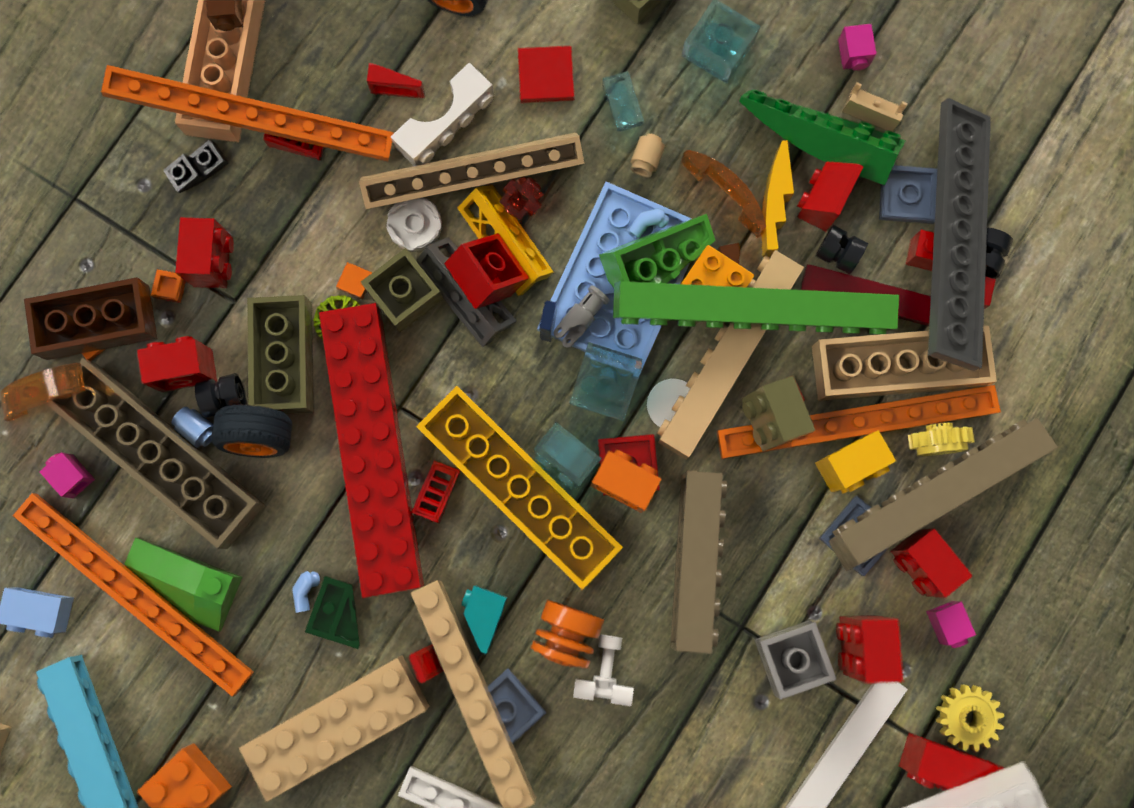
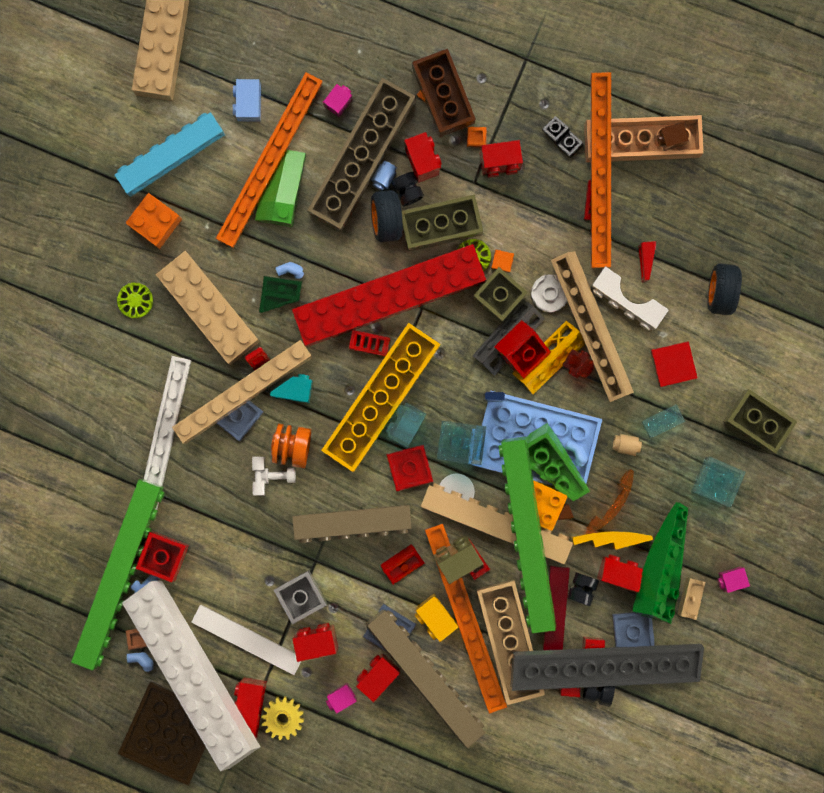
camera: 80 degrees right, 5 degrees up
(40, 388) = (389, 73): clear orange slope -> none
(581, 316) = (502, 418): light grey piece -> none
(626, 481) = (395, 466): orange brick -> none
(765, 500) = (402, 564): none -> red slope
(941, 440) = (461, 673): light yellow gear -> none

